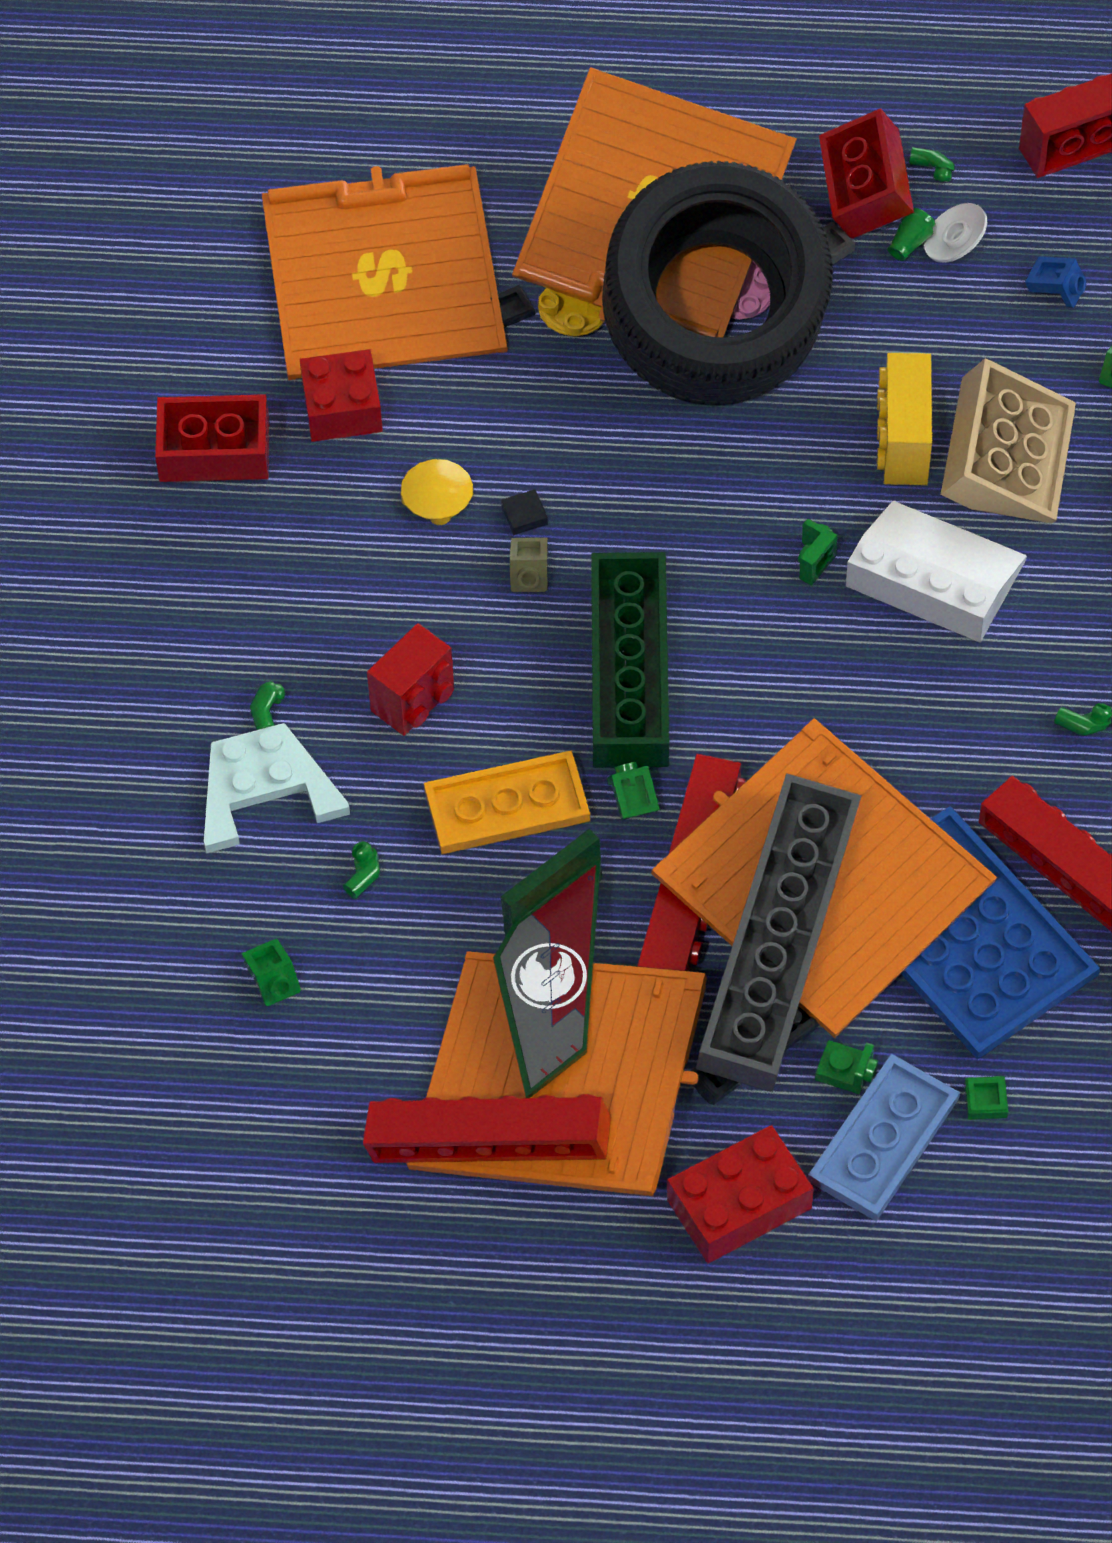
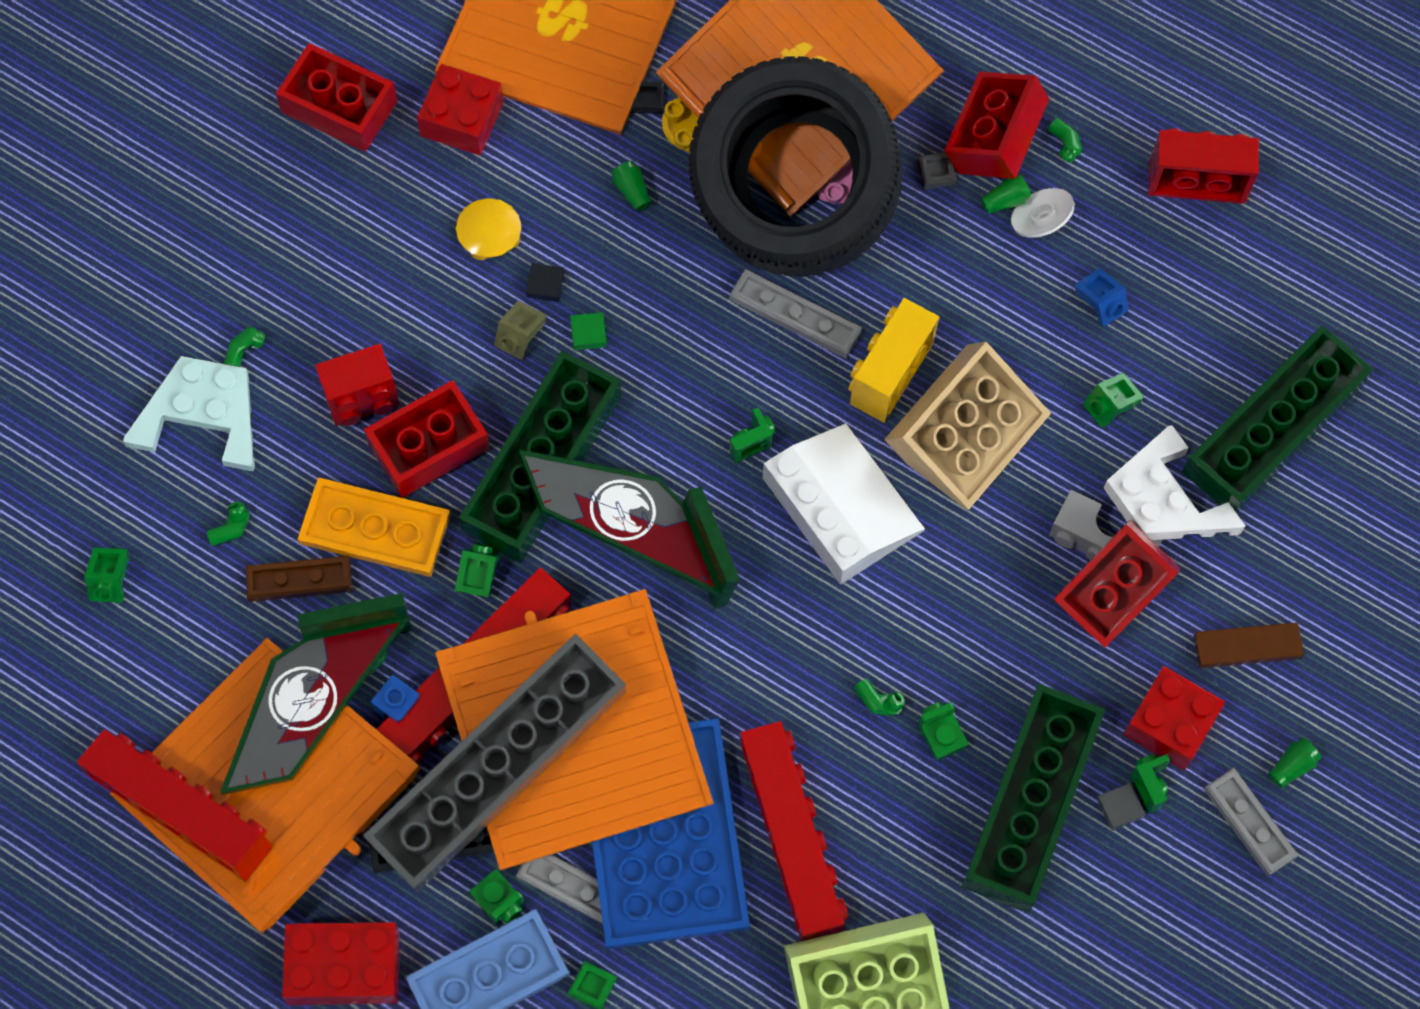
camera: 25 degrees right, 10 degrees up
(462, 885) = (298, 578): none -> reddish brown tile
(509, 696) = (427, 438): none -> red brick
(551, 387) = (631, 184): none -> green cone
(595, 534) = (588, 331): none -> green tile
(636, 936) = (394, 700): none -> blue bracket
(769, 663) = (637, 517): none -> piece
(781, 428) = (795, 313): none -> light grey tile
(900, 1025) = (563, 884): none -> light grey tile

